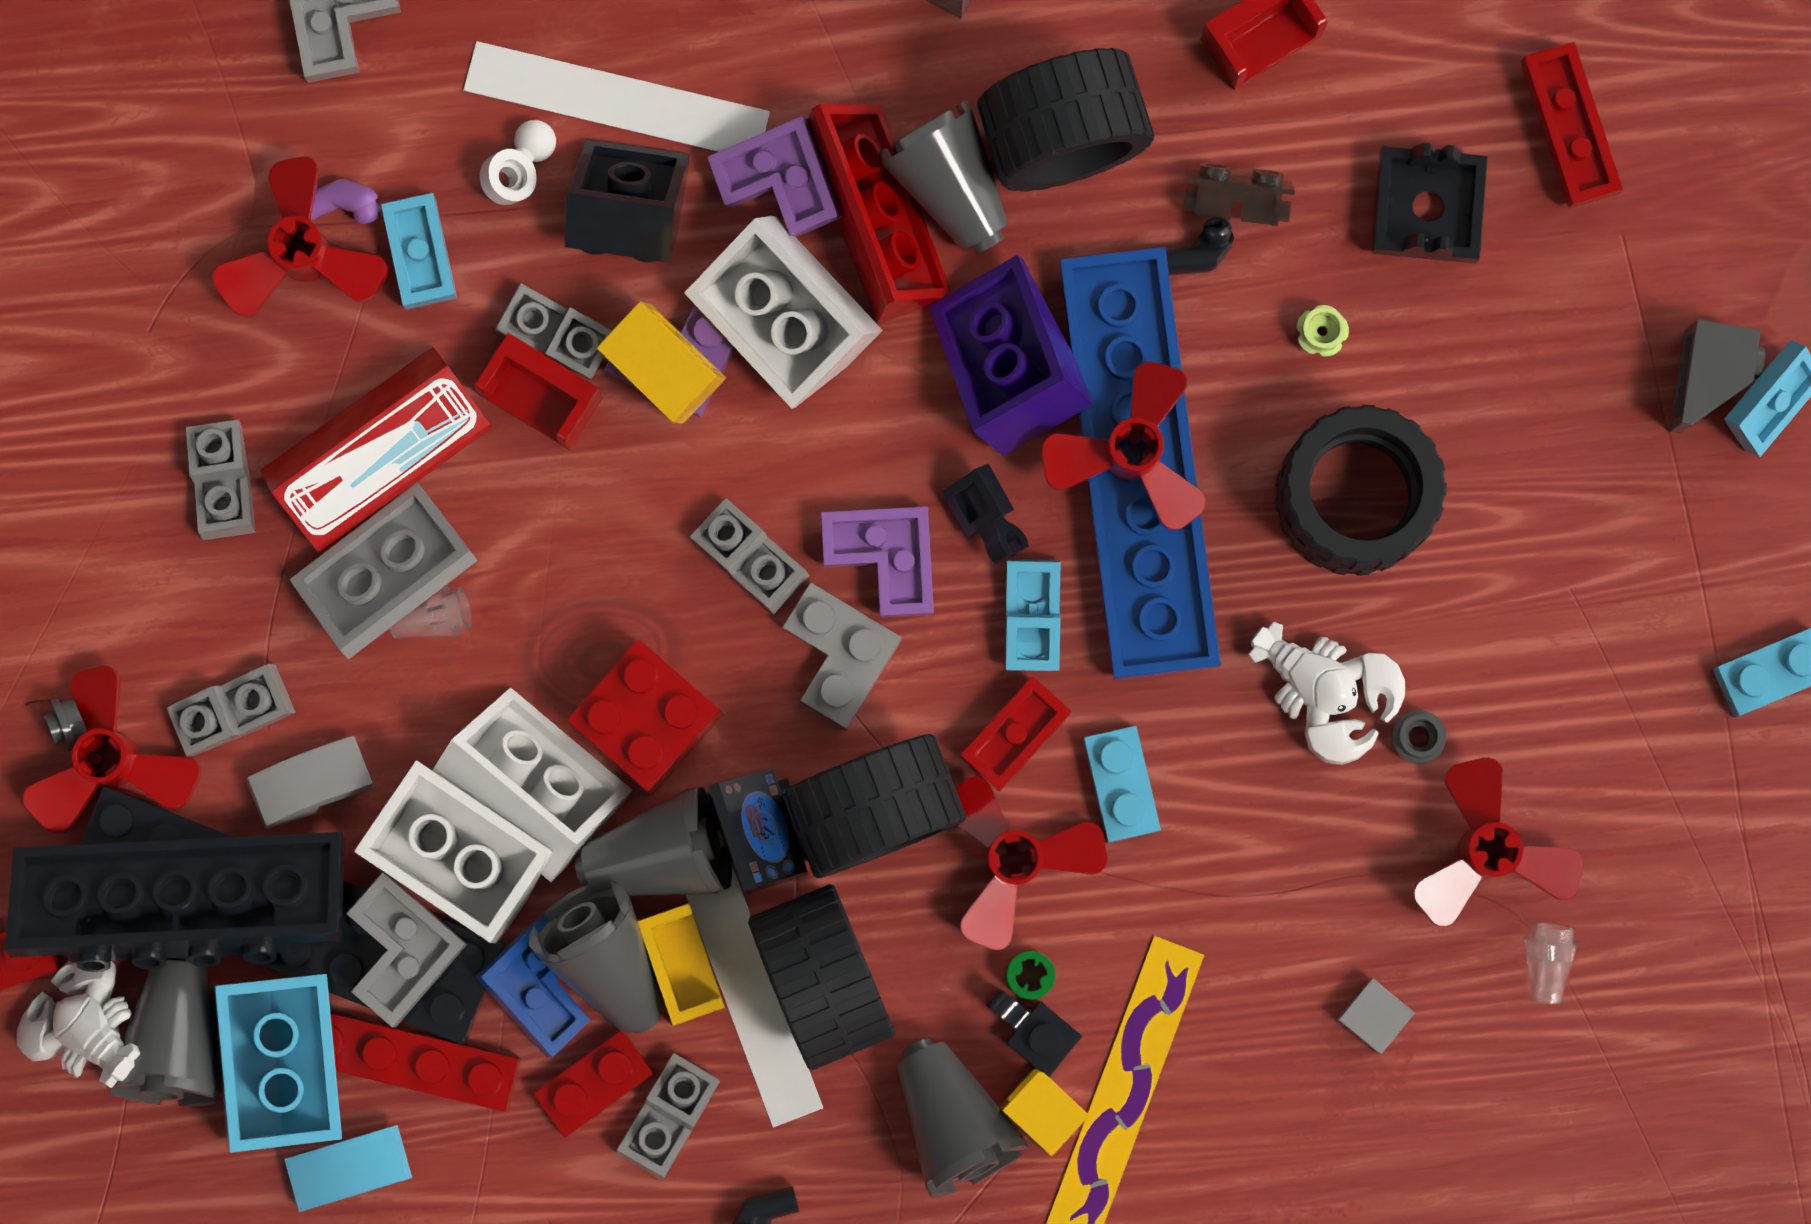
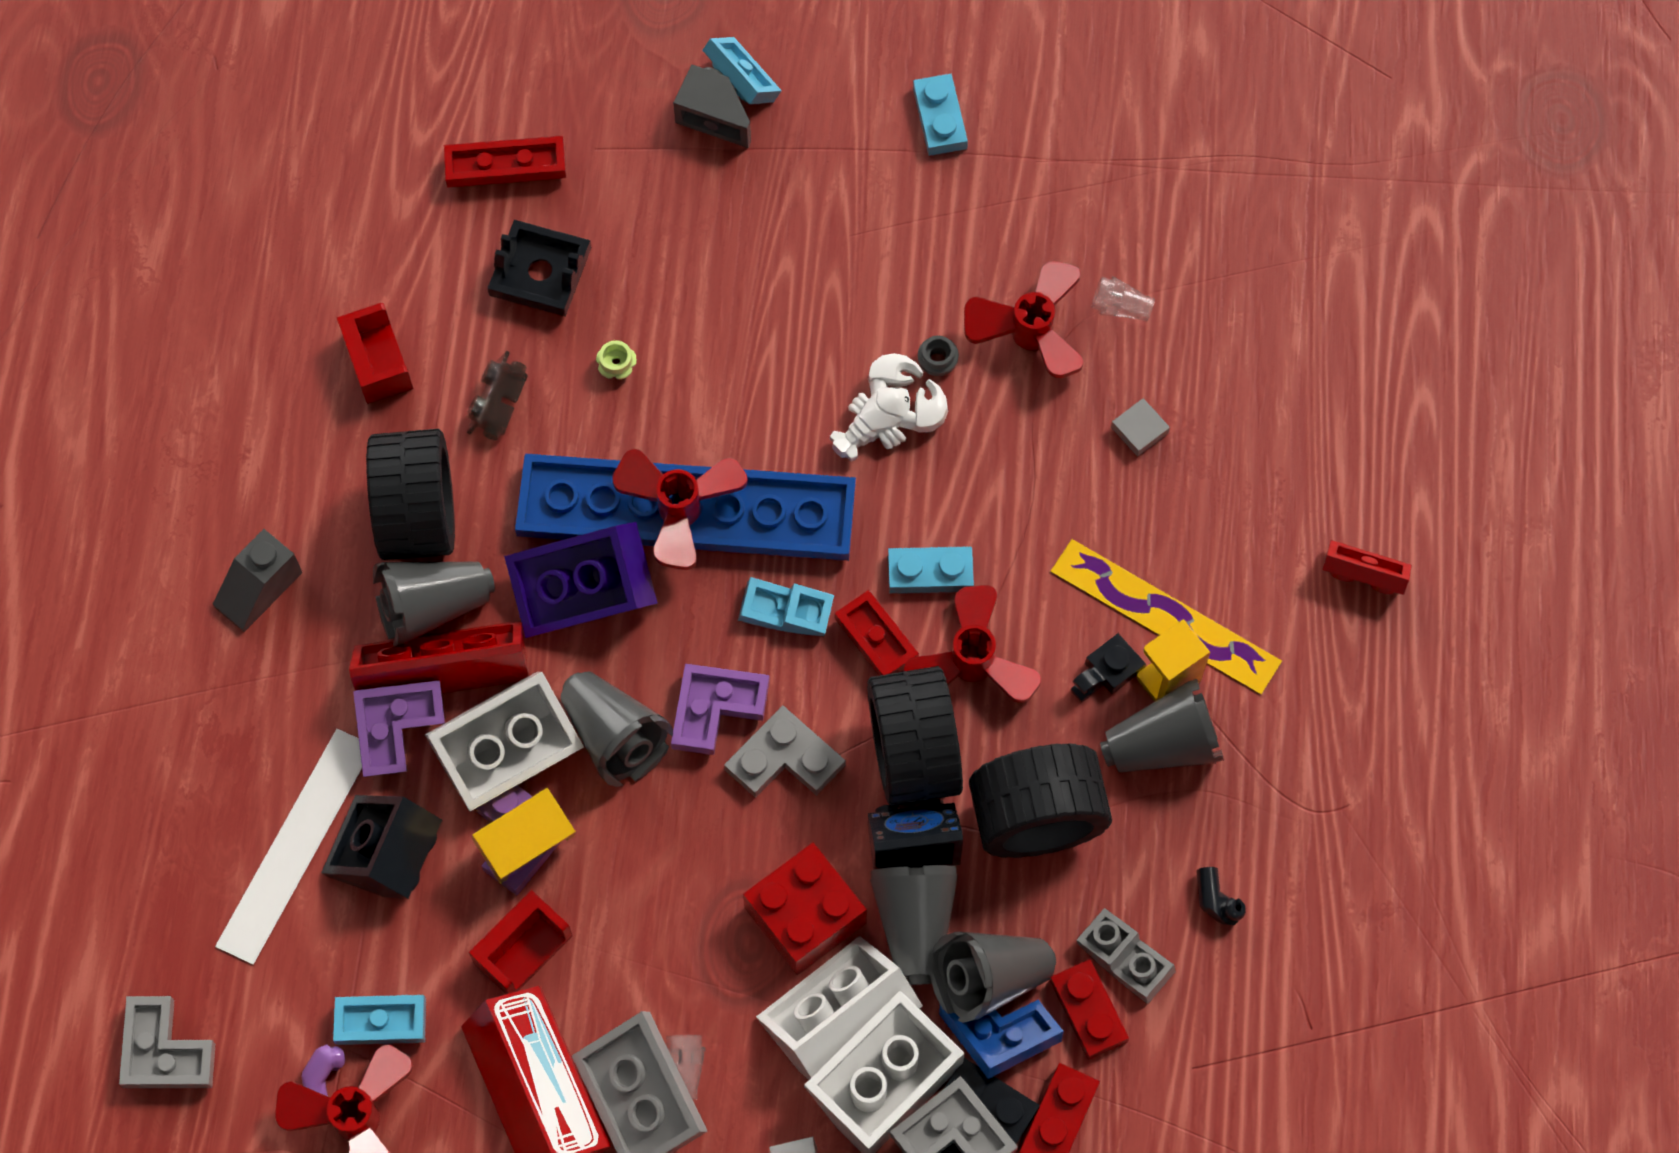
camera: 75 degrees left, 15 degrees down
(533, 143) = (334, 934): white plate -> none
(554, 331) = (474, 919): light grey slope -> none
(681, 964) = (1012, 917): yellow panel -> none
(749, 556) = (692, 809): light grey slope -> none
(754, 1008) = (1049, 875): white sticker -> none
(826, 437) = (615, 728): none -> dark grey cone
(980, 508) = (693, 625): black plate -> none
(1046, 982) = (1056, 672): green bush -> none
(1205, 252) = (533, 428): black arm -> none
(1399, 440) = (746, 309): black tyre -> none

